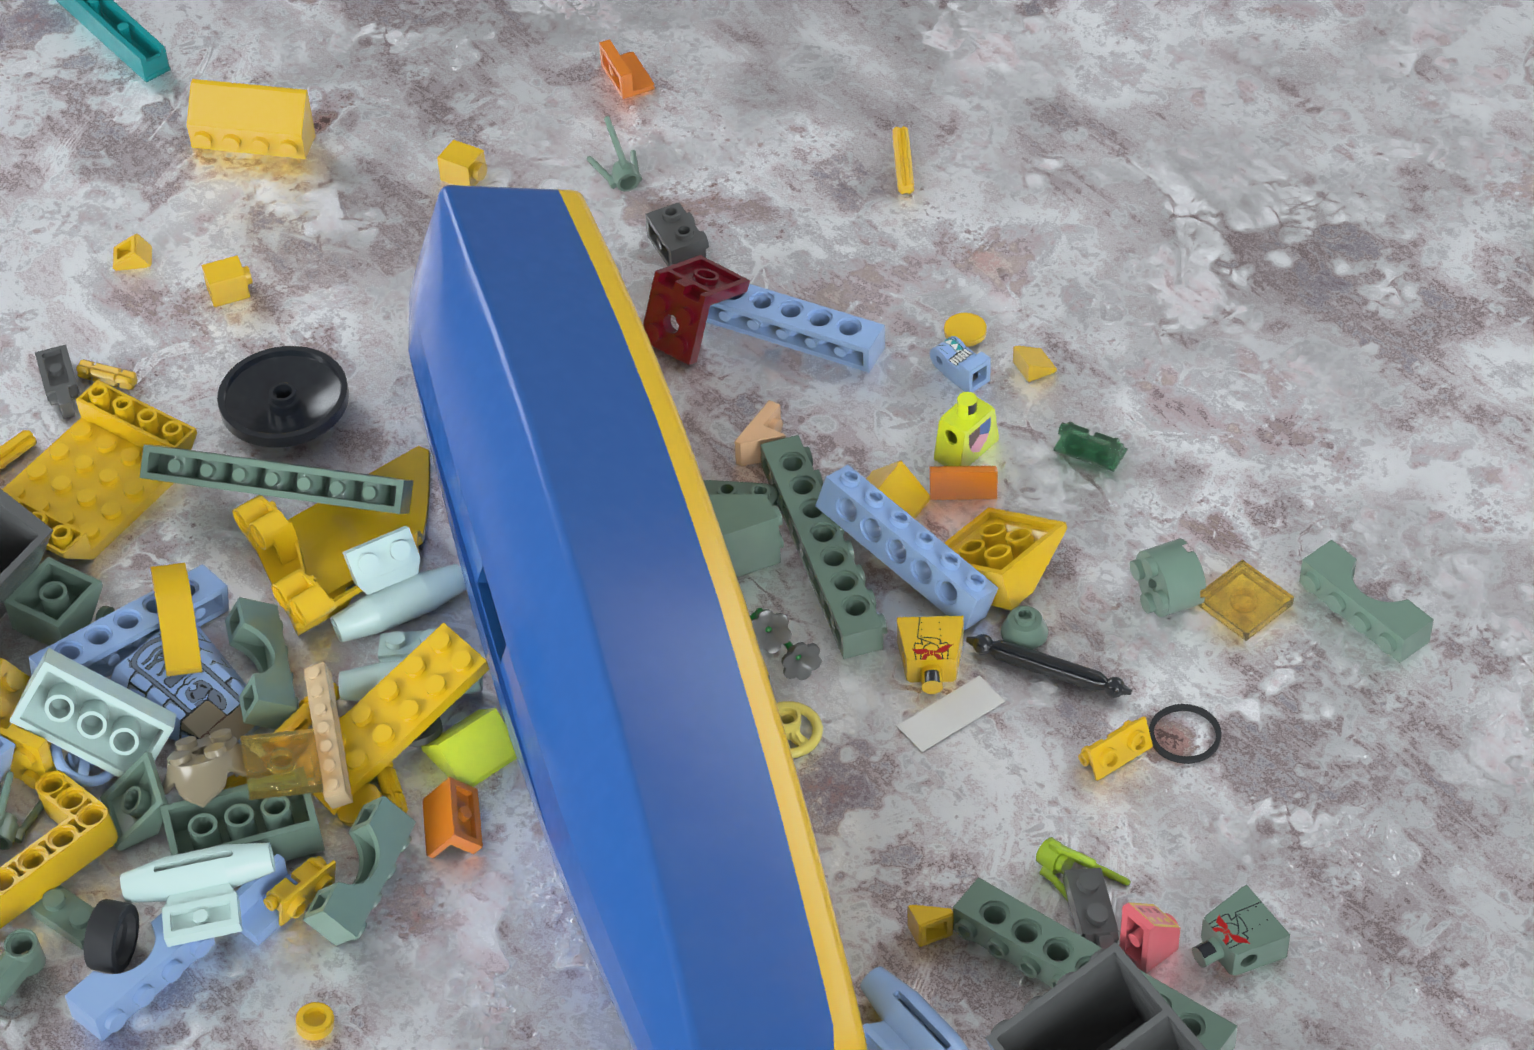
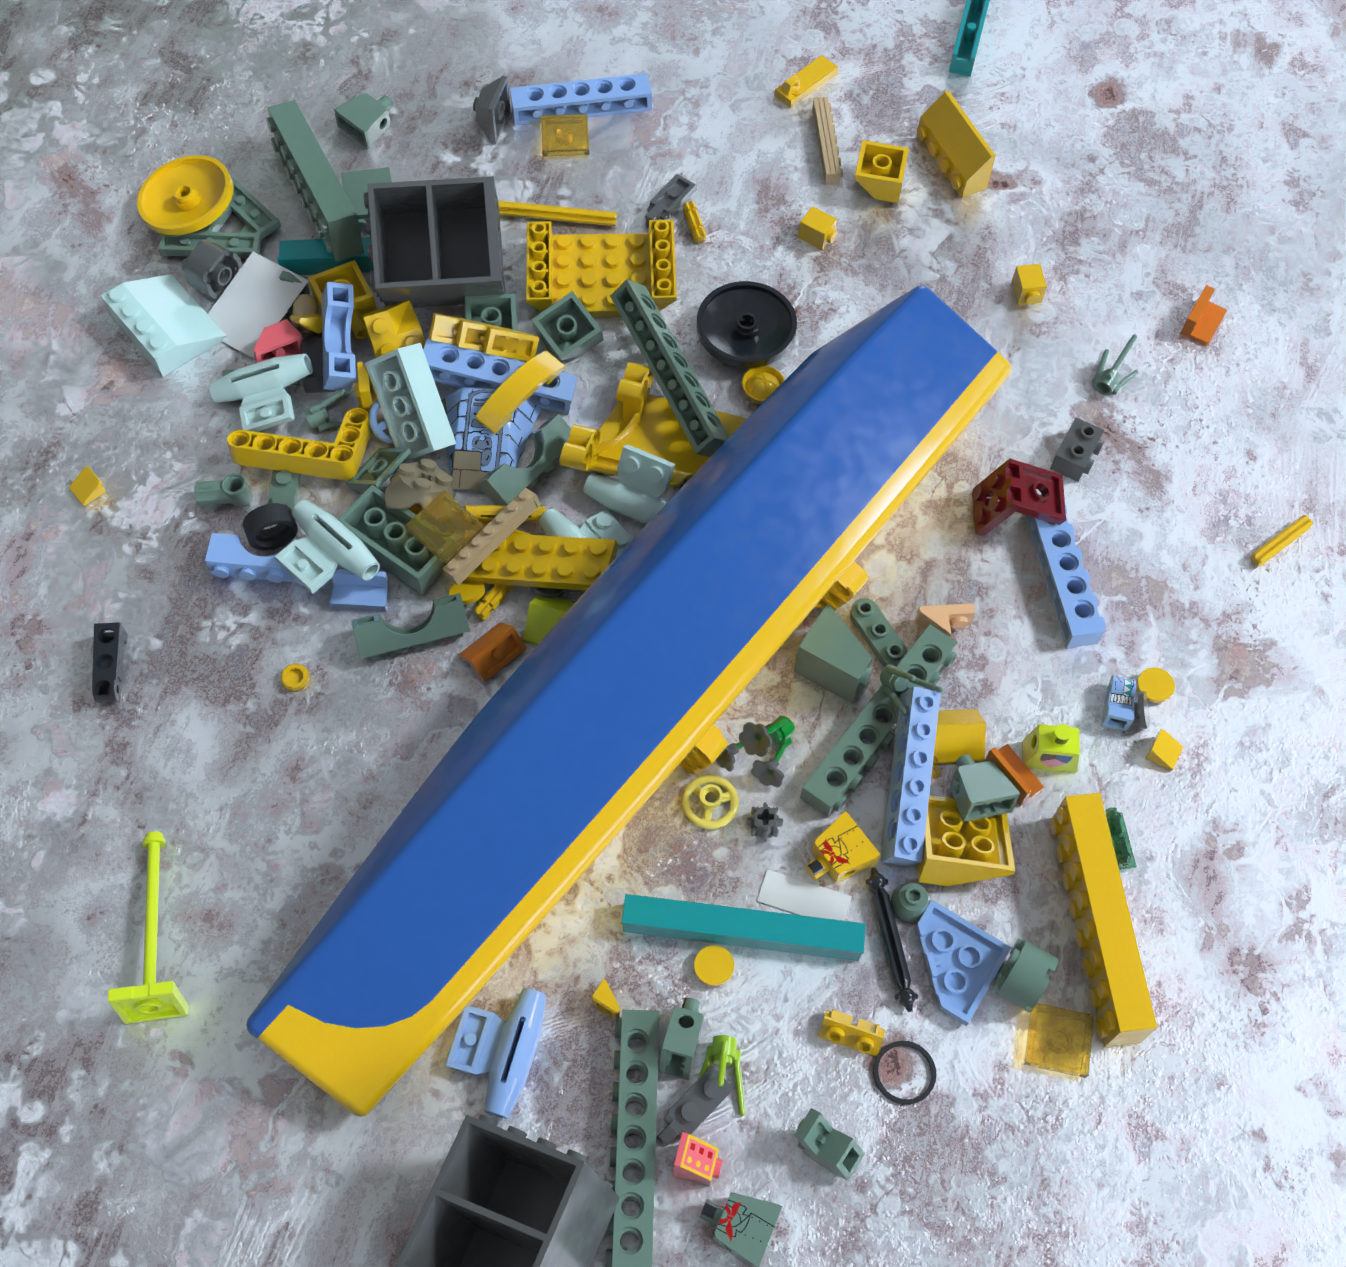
camera: 50 degrees right, 15 degrees up
(32, 191) = (806, 81): none -> yellow hinge
(78, 609) = (483, 337): none -> yellow slope
(125, 216) = (827, 140): none -> tan piece
(132, 254) = (801, 166): yellow slope -> none
(132, 541) = (567, 328): none -> sand green slope
(216, 188) = (881, 169): none -> yellow slope
(294, 899) = (366, 603): yellow hinge -> none
(364, 428) = (761, 382): none -> yellow hat
(801, 493) = (898, 680): none -> sand green plant
(849, 693) = (756, 823): none -> dark grey gear
(942, 772) = (743, 927): none -> teal tile
(960, 507) = (981, 789): none -> sand green torso
(962, 819) = (714, 965): none -> yellow piece
(979, 344) = (1142, 710): none -> dark grey piece
(1023, 874) = (682, 1039): none -> sand green torso
(1111, 625) = (959, 960): none -> light blue plate
(1161, 492) = (1102, 921): none -> yellow brick
(1214, 825) = (828, 1146): none -> sand green brick
(1394, 626) = (1116, 1172): sand green arch -> none

